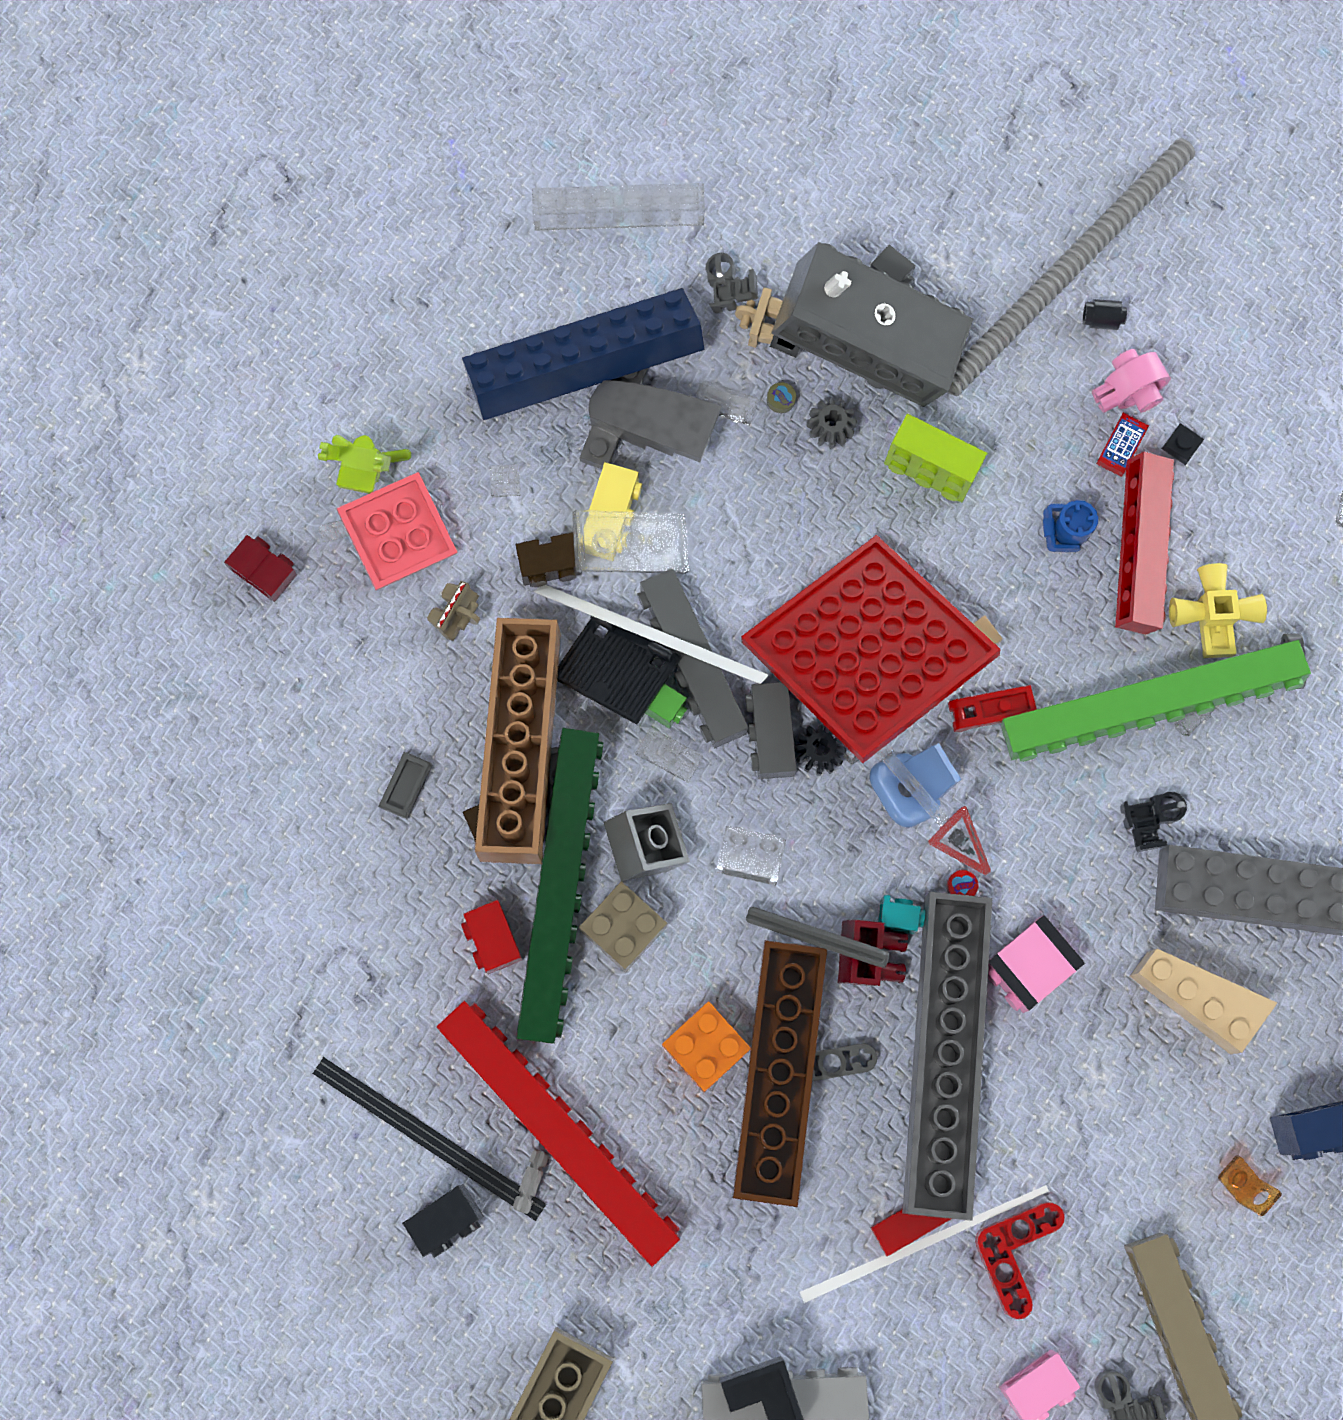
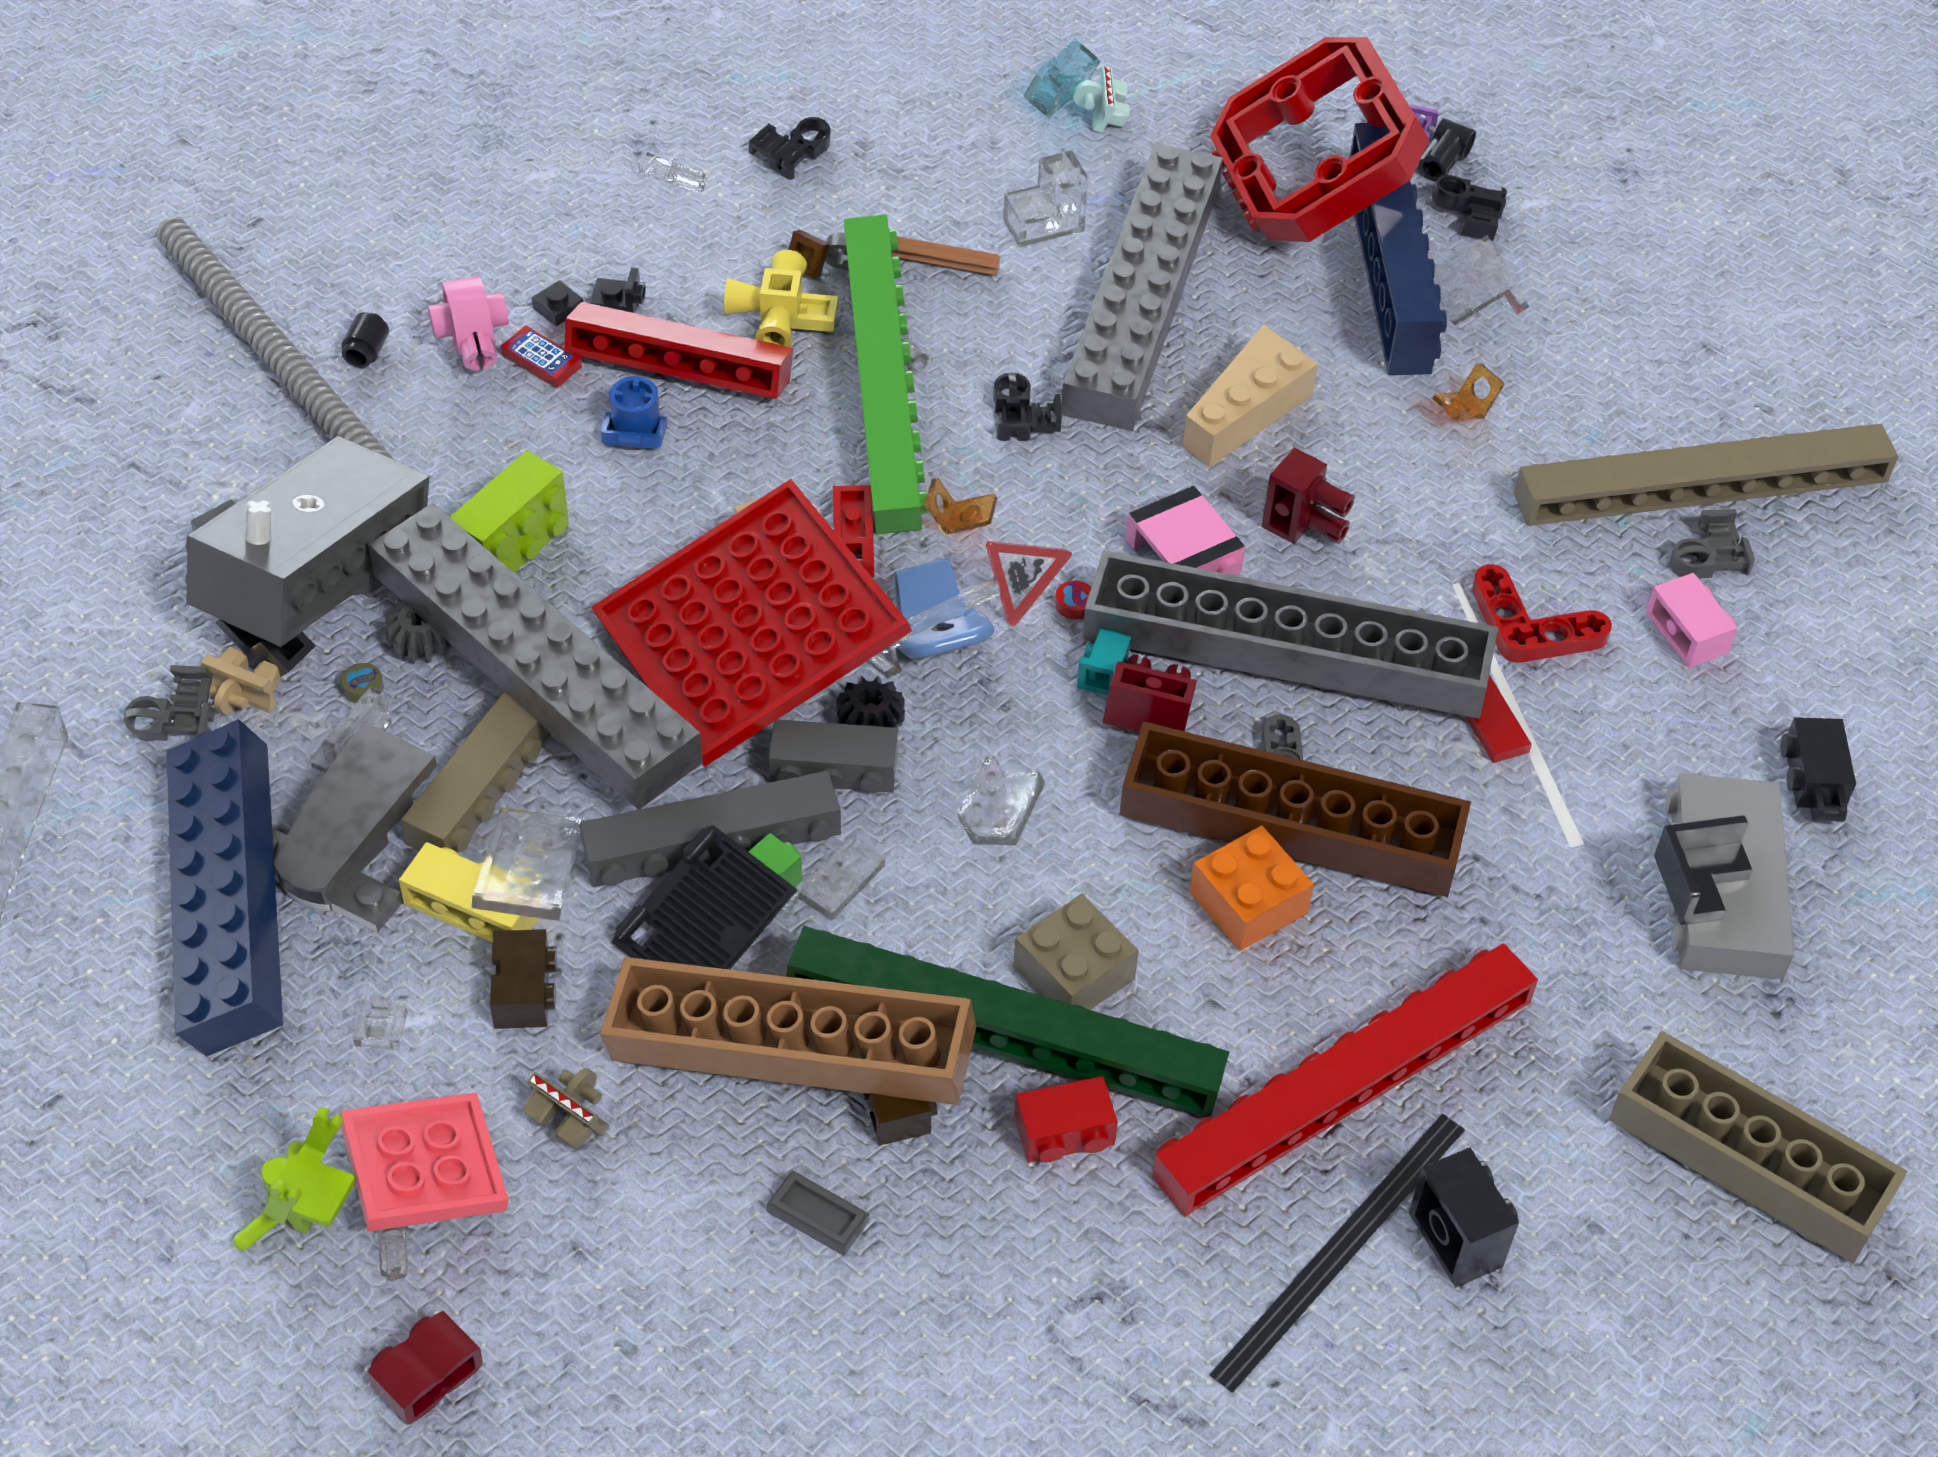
camera: 80 degrees left, 25 degrees down
(530, 1181) = (1412, 1121): light grey axle -> none
(646, 841) = (965, 905): dark grey brick -> none
(652, 634) = (665, 862): white sticker -> none
(731, 500) = (475, 778): none -> dark tan brick
(802, 502) = (537, 656): none -> flat silver brick
(818, 937) = (1124, 734): dark grey axle -> none
(1029, 787) = (961, 514): none -> clear orange bracket
(1091, 1050) = (1296, 500): none -> dark red brick
(1200, 486) = (619, 293): none -> black bracket
(1279, 621) = (812, 249): none -> reddish brown tile
(1312, 723) = (947, 256): none -> nougat axle

